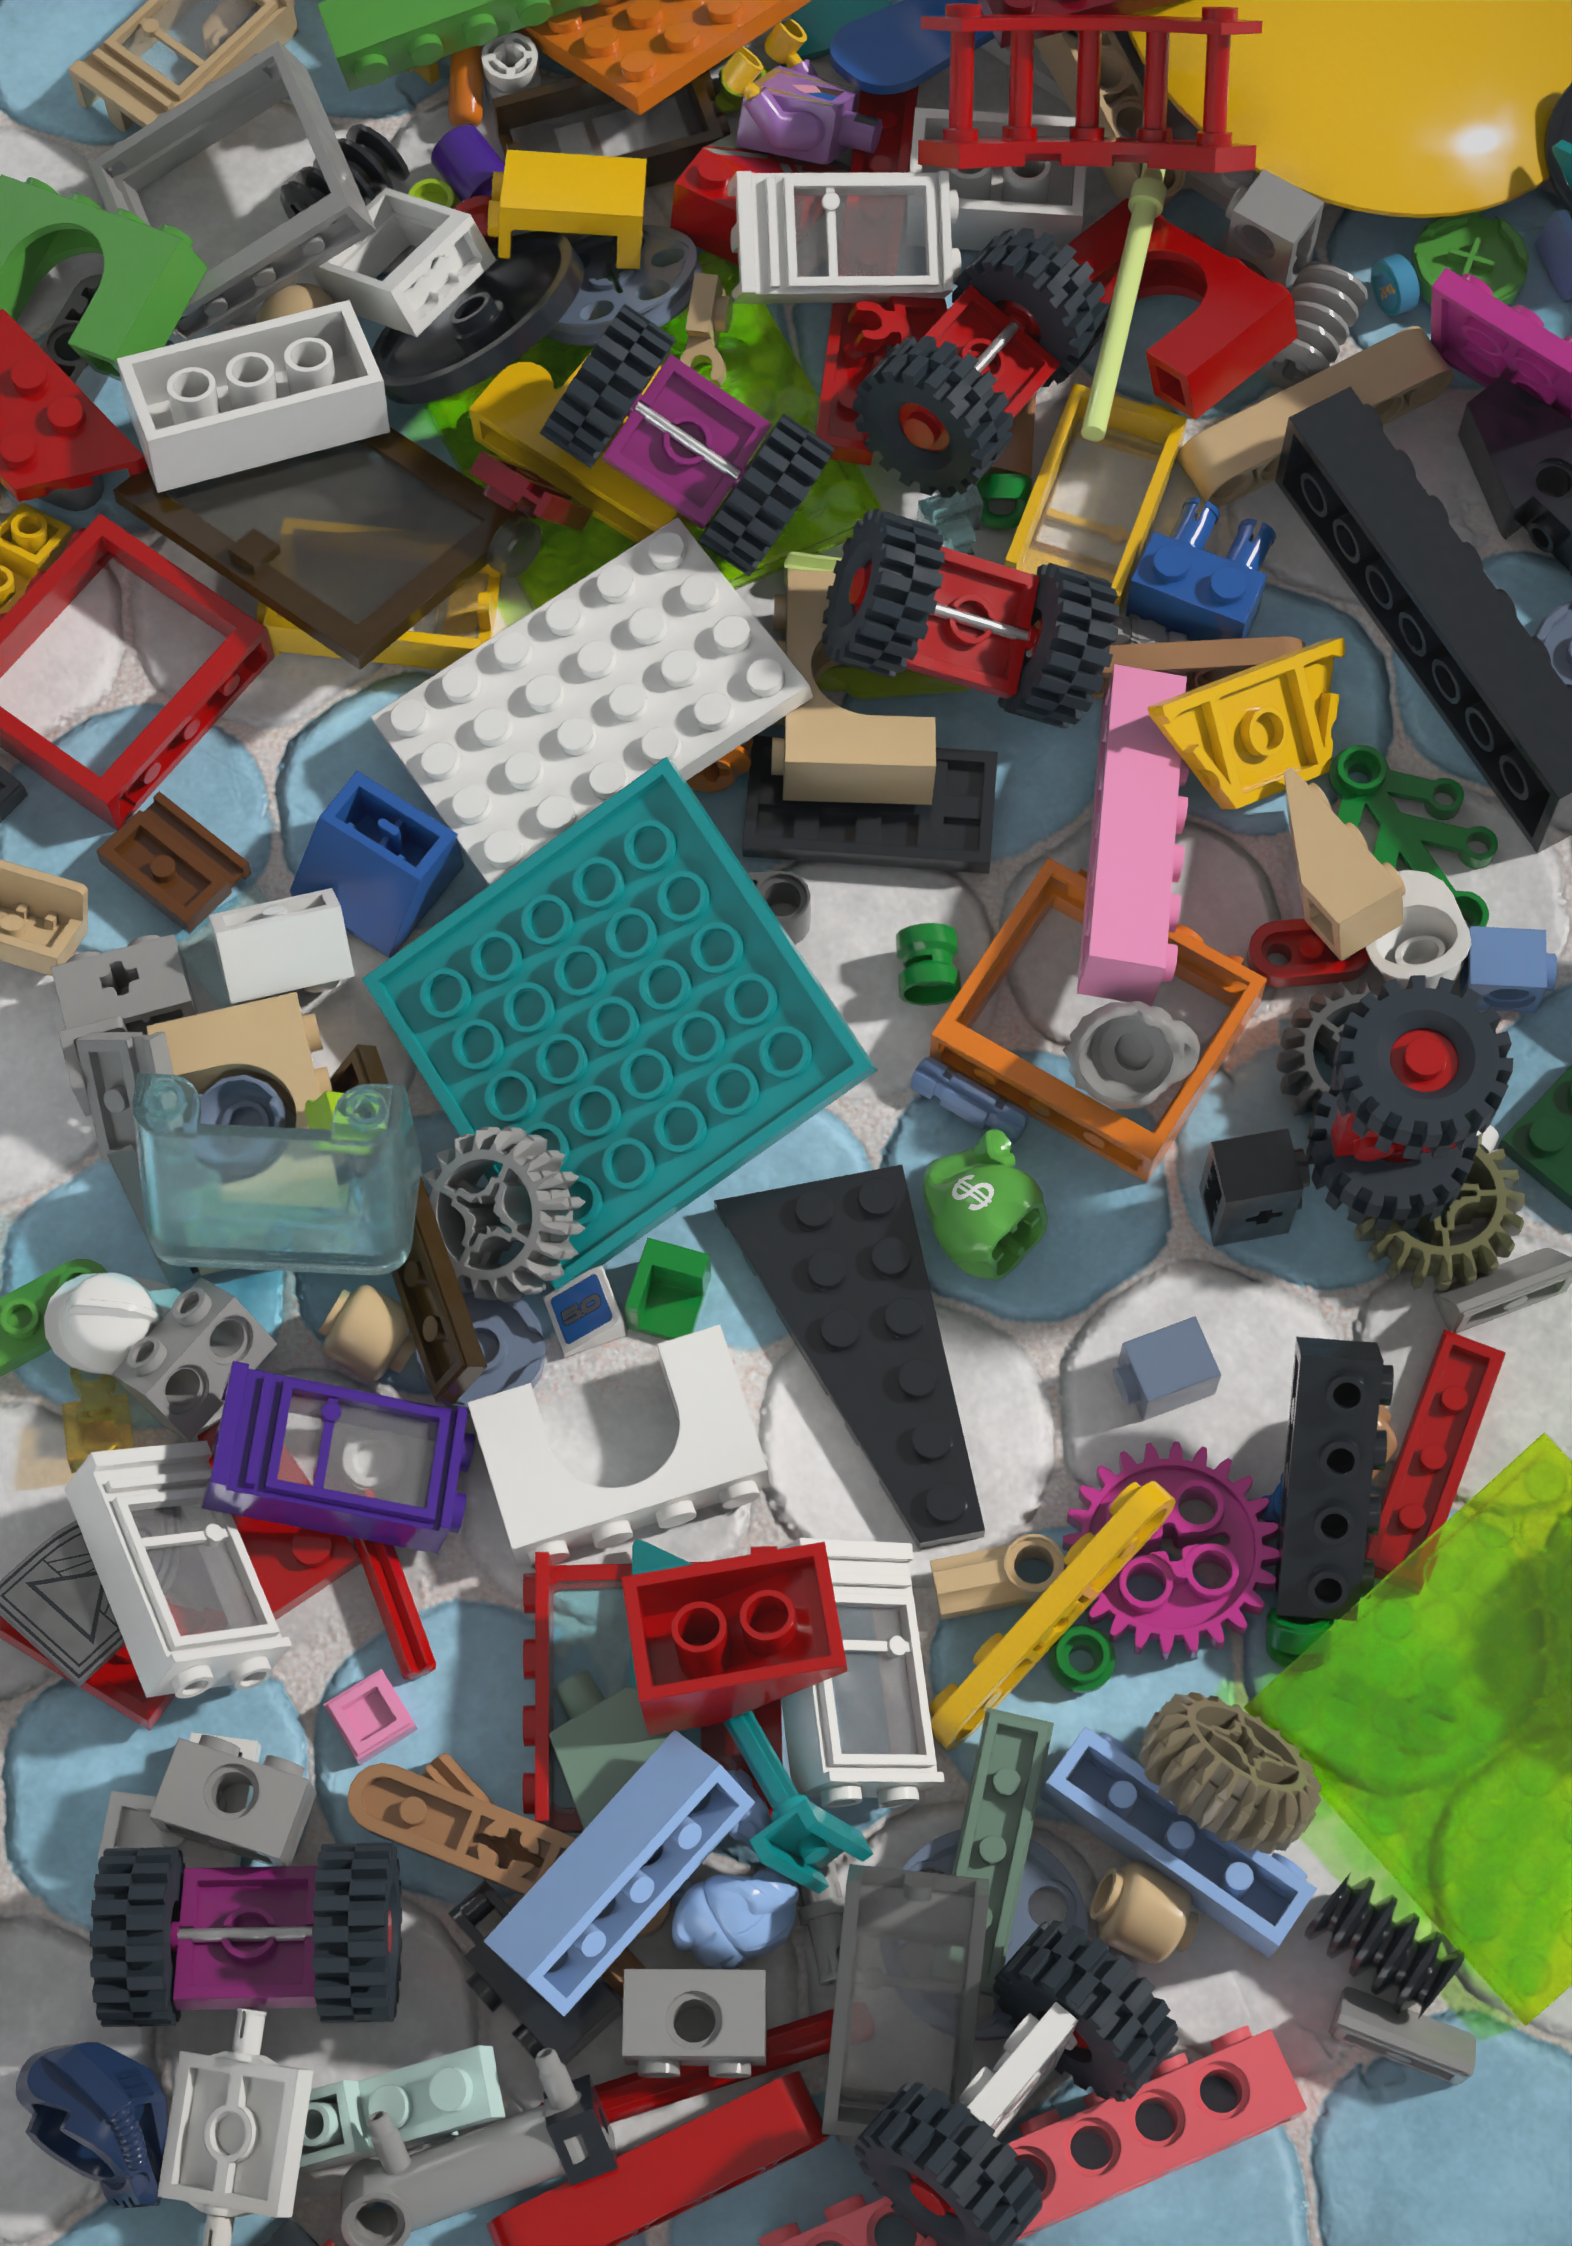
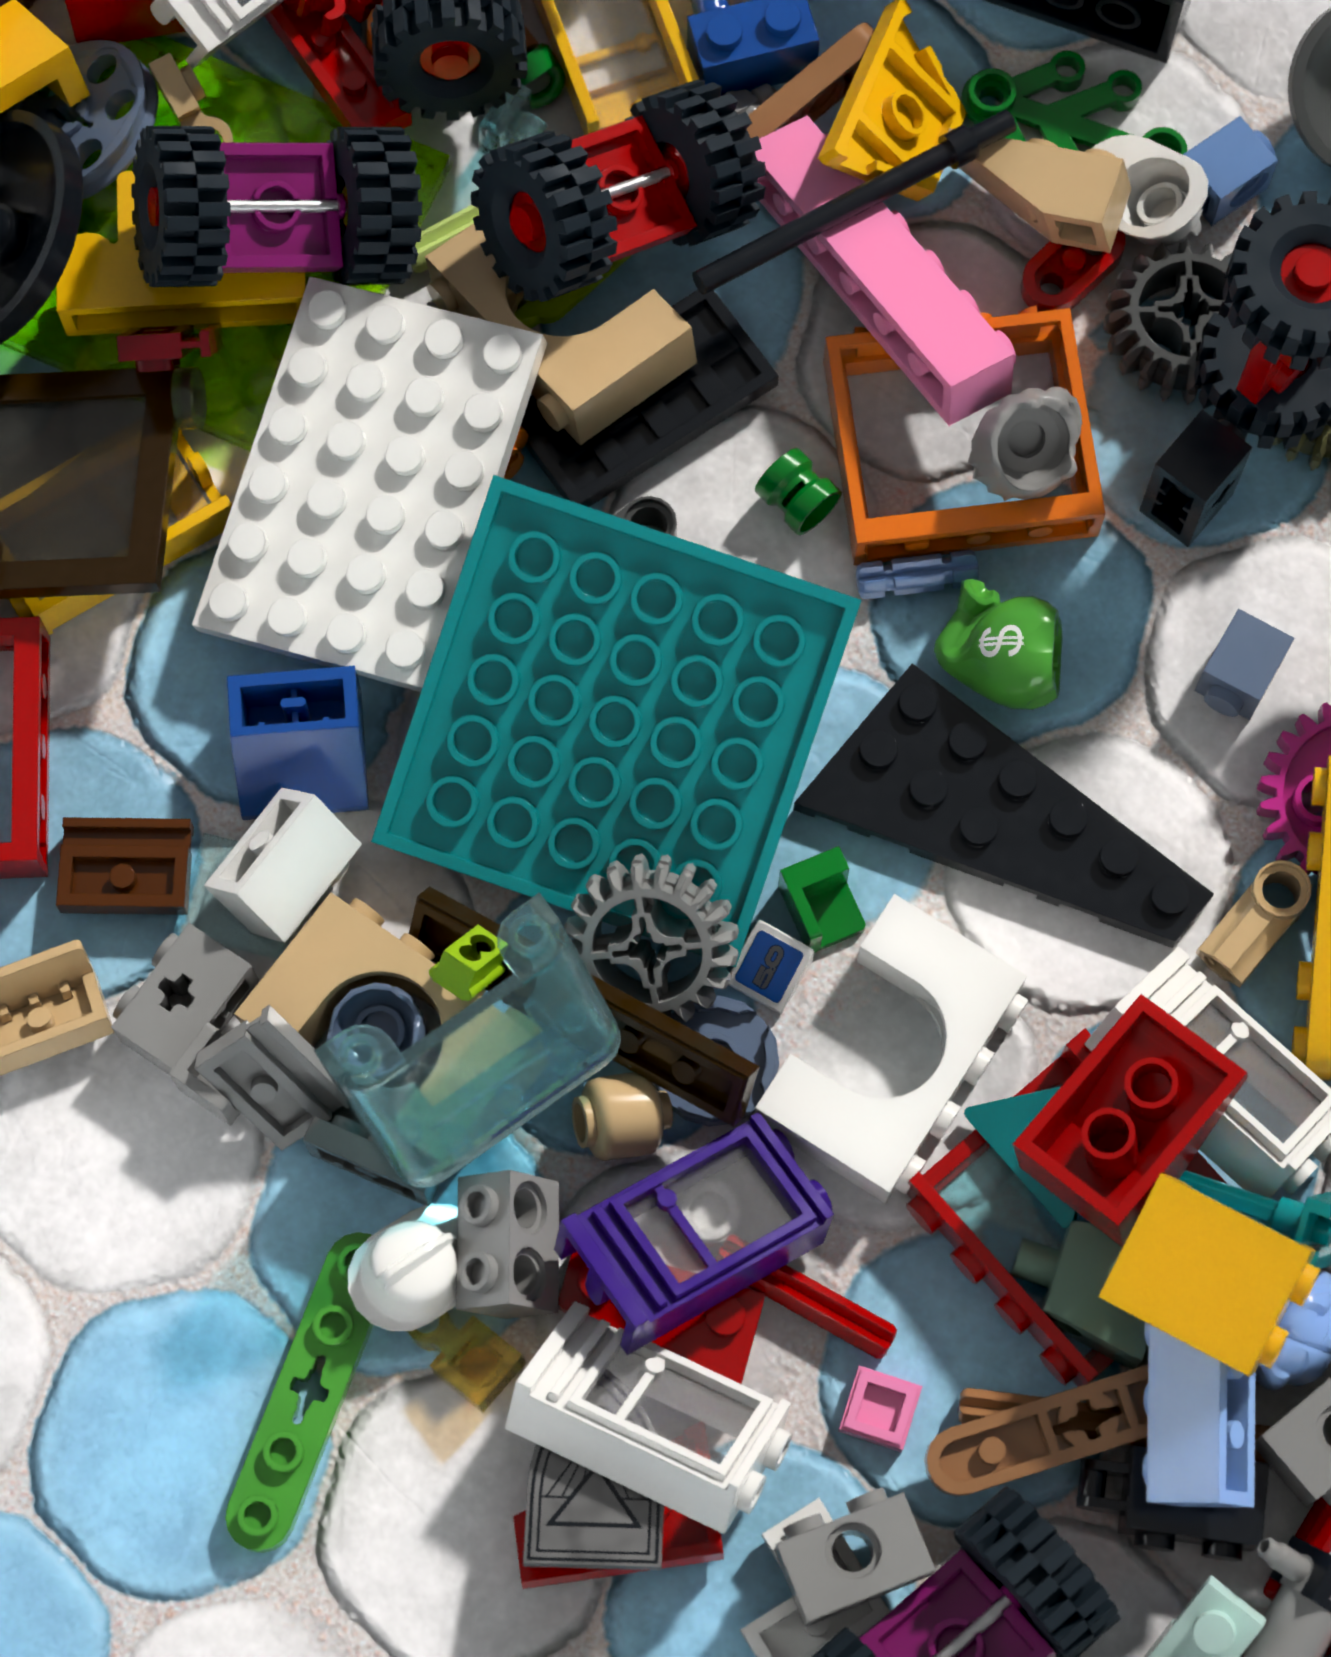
camera: 40 degrees left, 5 degrees up
(671, 1797) = (1210, 1276): none -> yellow panel
(1275, 783) = (953, 150): none -> black bar

